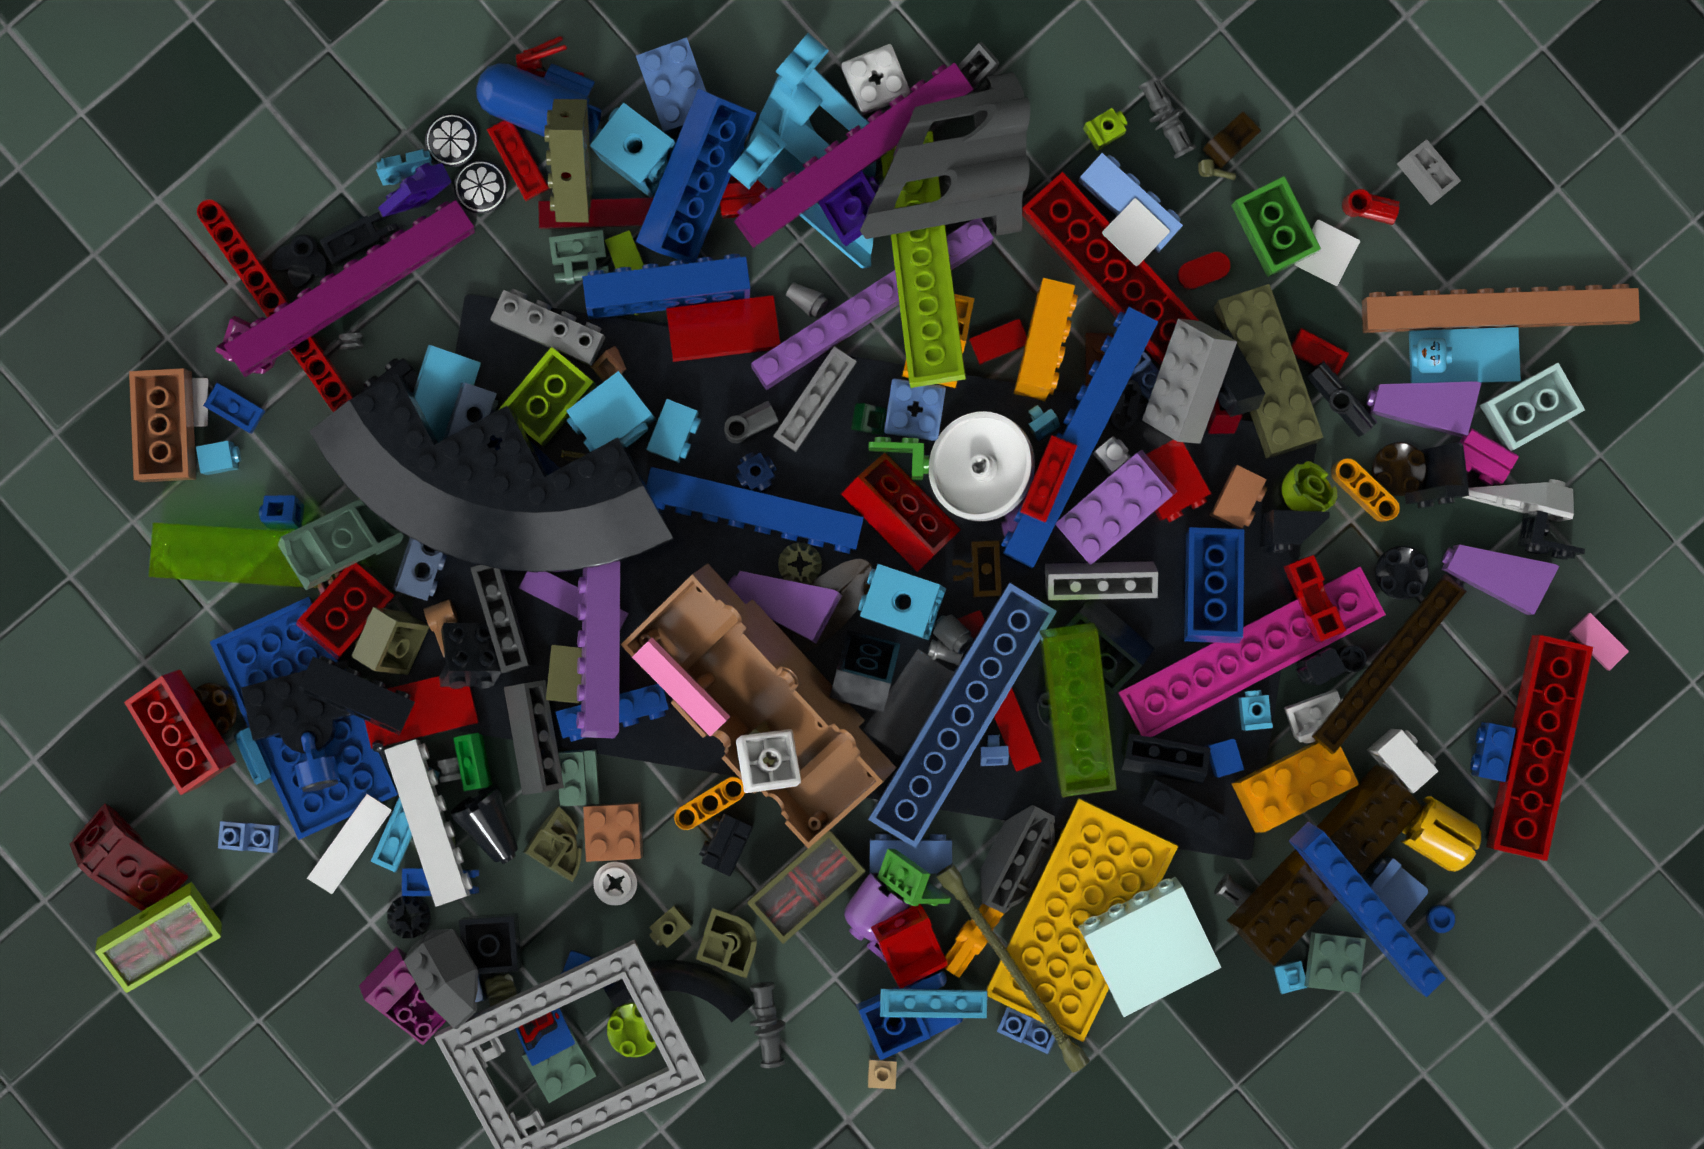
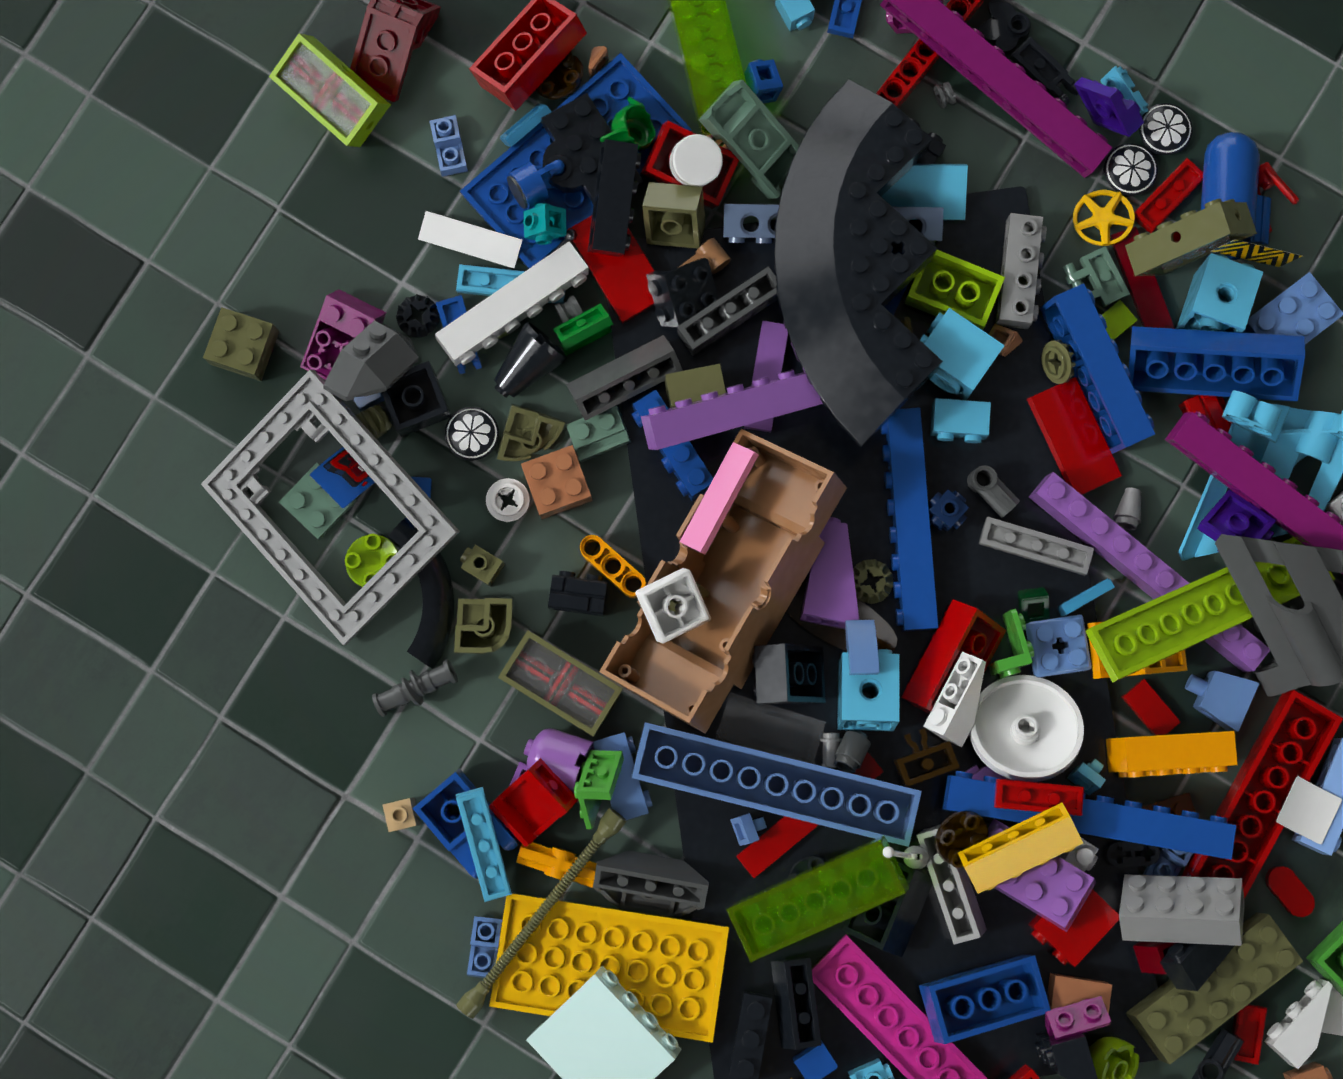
camera: 75 degrees right, 5 degrees down
(208, 665) = (598, 58): none -> nougat slope
(290, 655) = (632, 125): none -> green piece
(346, 605) = (696, 160): none -> white head
(359, 768) = (544, 223): none -> teal brick
(383, 1095) = (241, 344): none -> olive brick
(519, 228) = (1103, 217): none -> yellow wheel
(540, 898) = (471, 433): none -> dish
(603, 100) = (1256, 253): none -> sticker
(655, 321) = (1057, 371): none -> olive gear
(861, 596) = (862, 647): none -> medium blue slope
(877, 369) = (1085, 597): none -> dark azure tile
(937, 521) = (958, 701): none -> white slope
(1009, 272) = (1222, 697): none -> medium blue torso
(1064, 560) = (958, 833): none -> dark brown dish
(1065, 613) = (909, 855): none -> light grey hinge
(1089, 512) = (1020, 848): none -> yellow brick
(1256, 509) = (1077, 1018): none -> magenta bracket
(1331, 307) = (1300, 1030): none -> white slope

